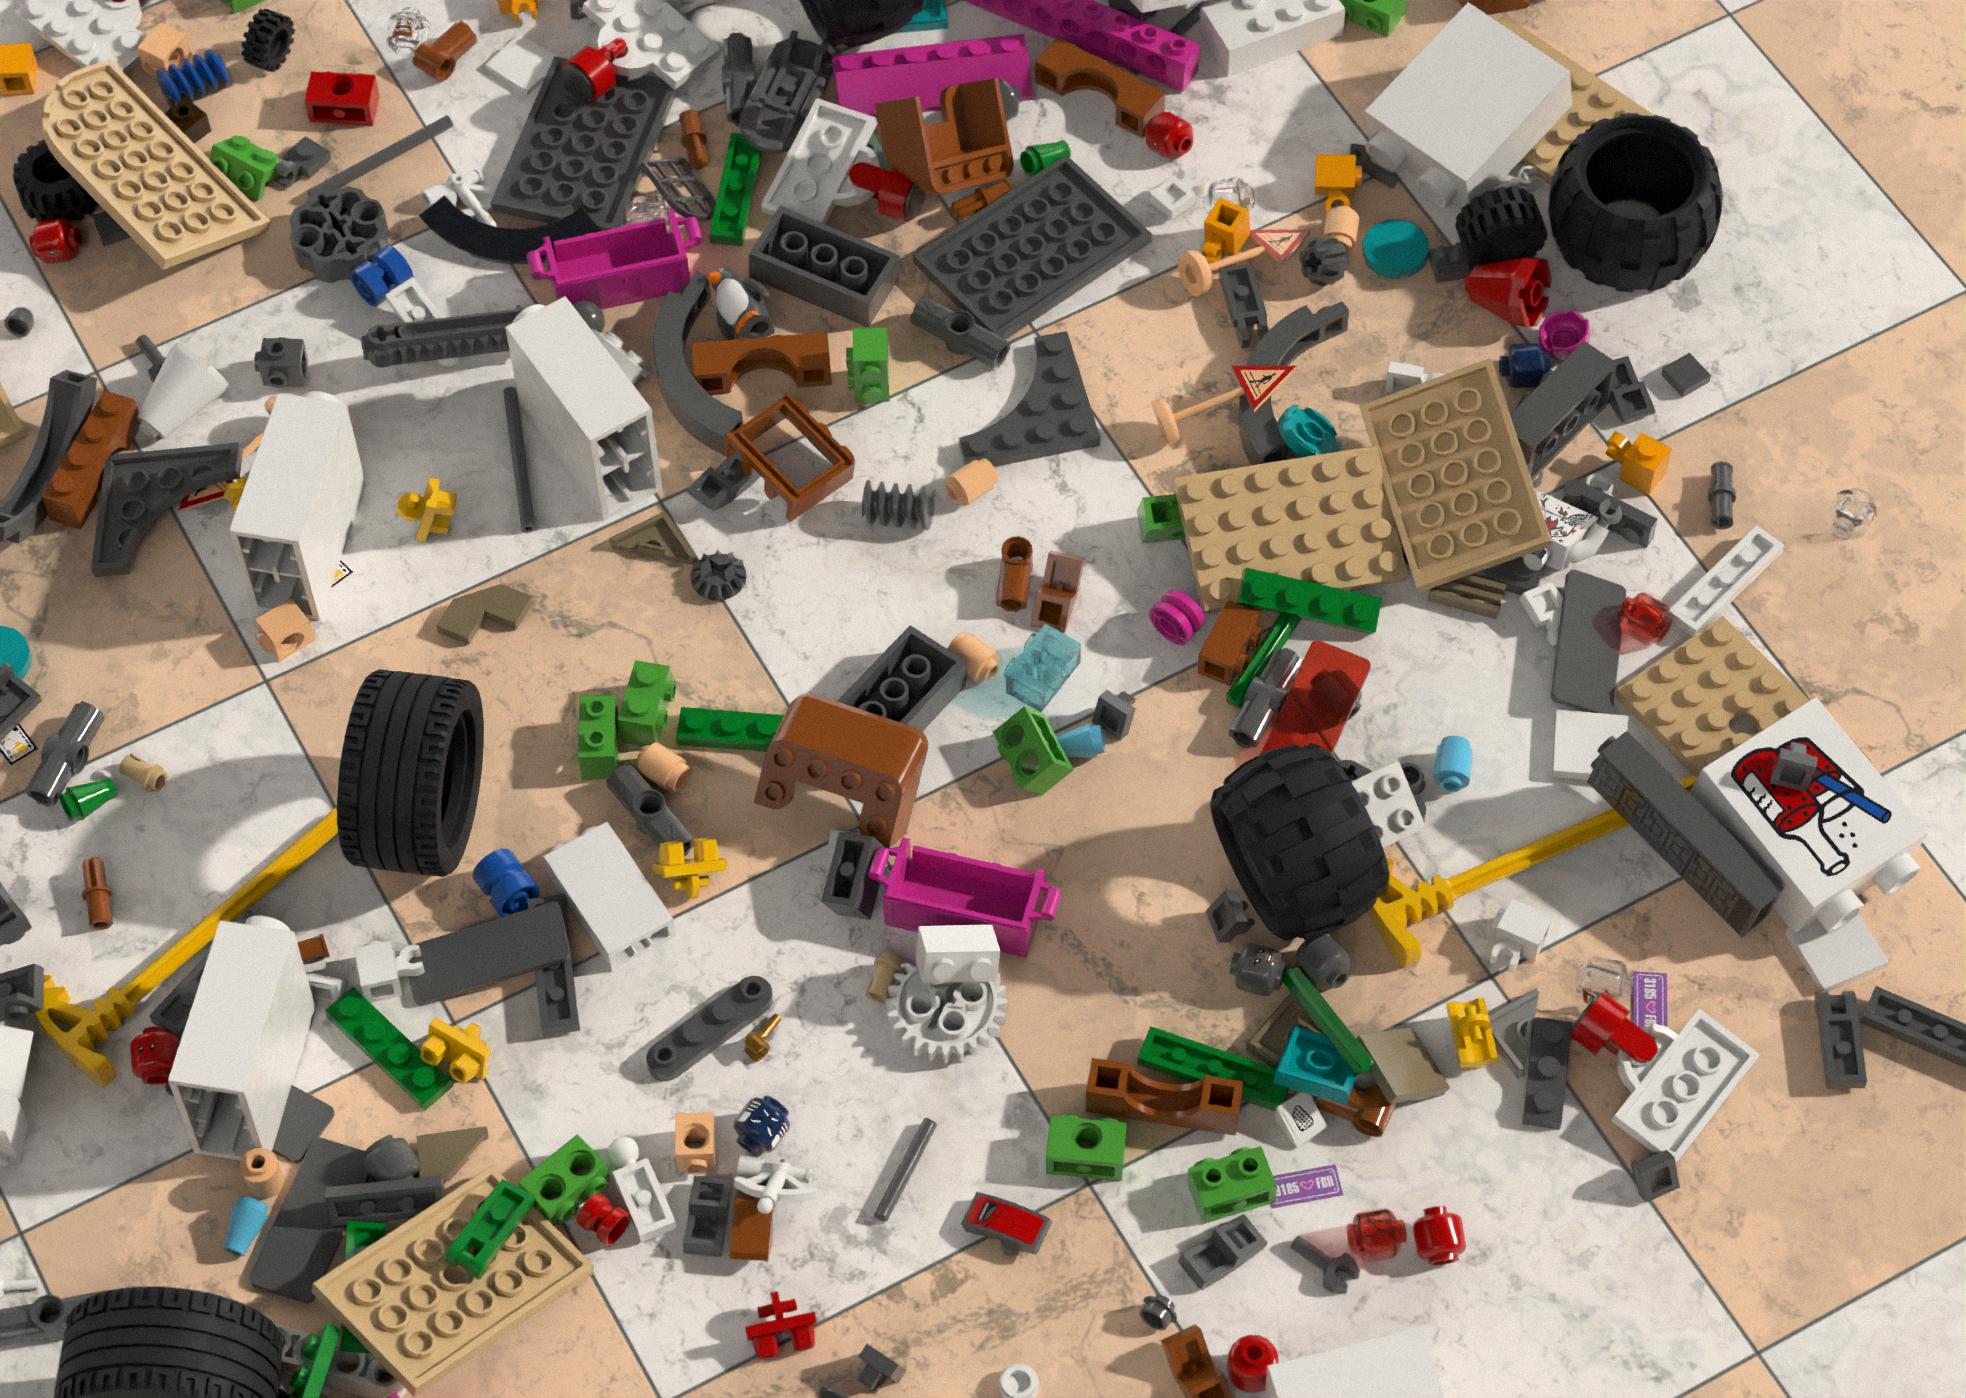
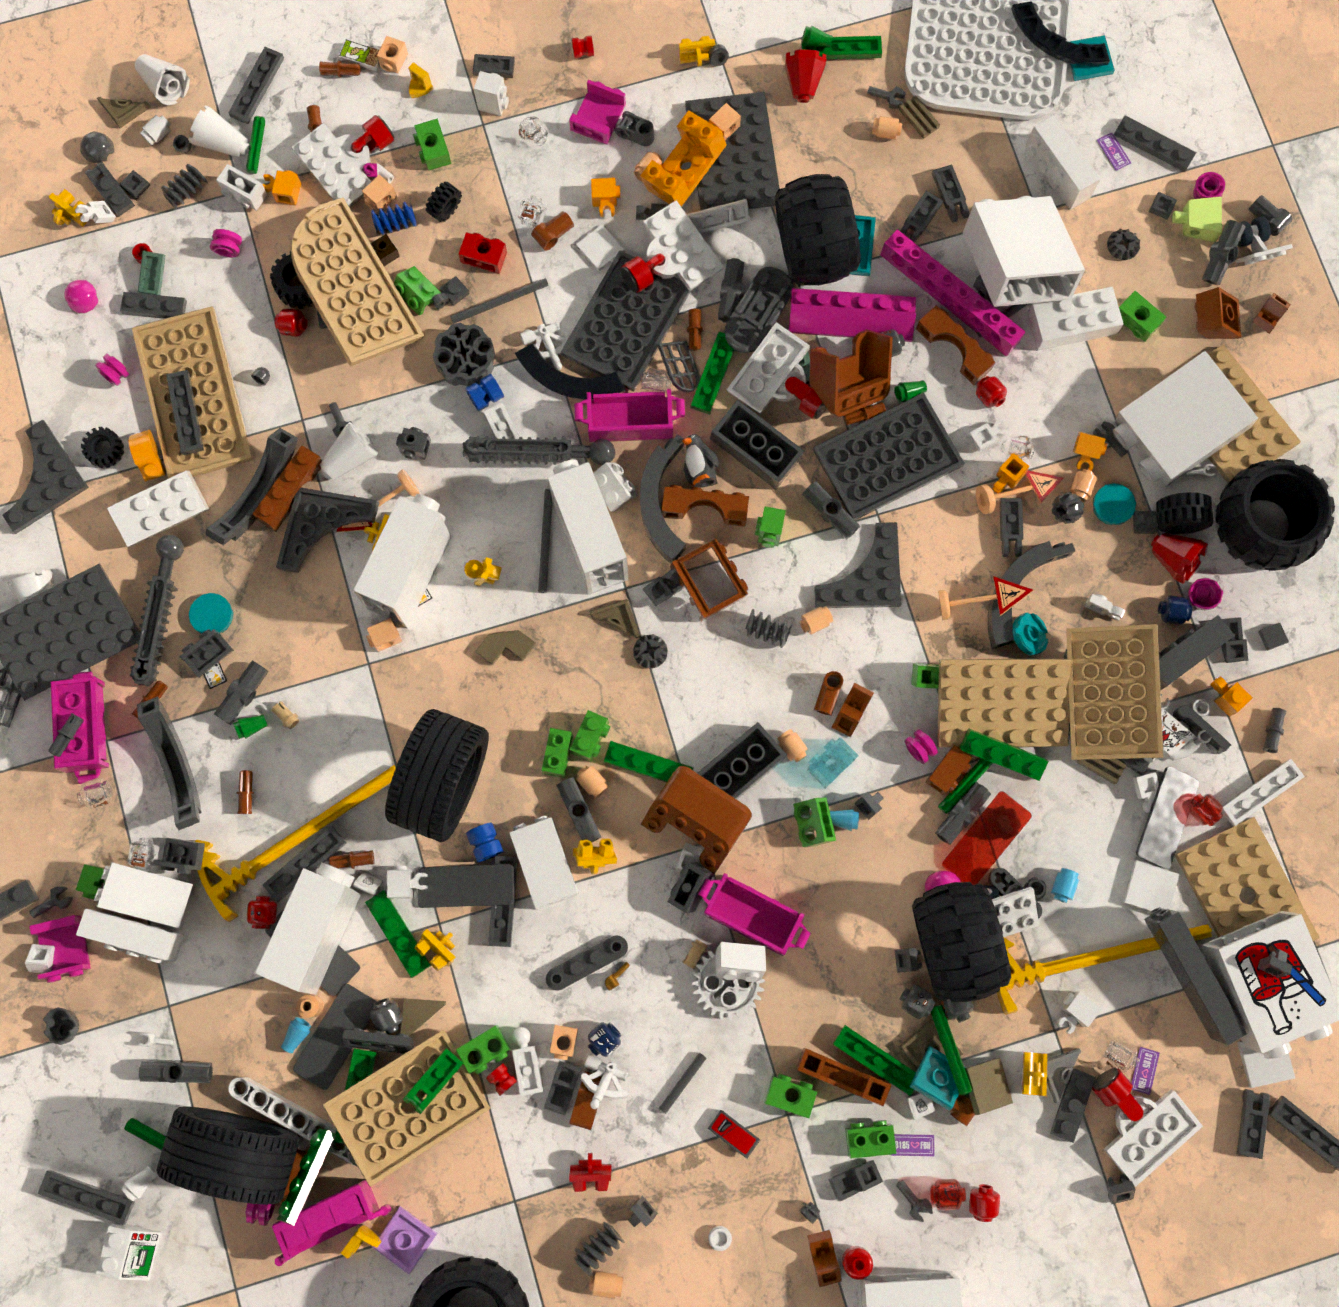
camera: 10 degrees right, 20 degrees up
(147, 22) = (375, 169): none -> arm

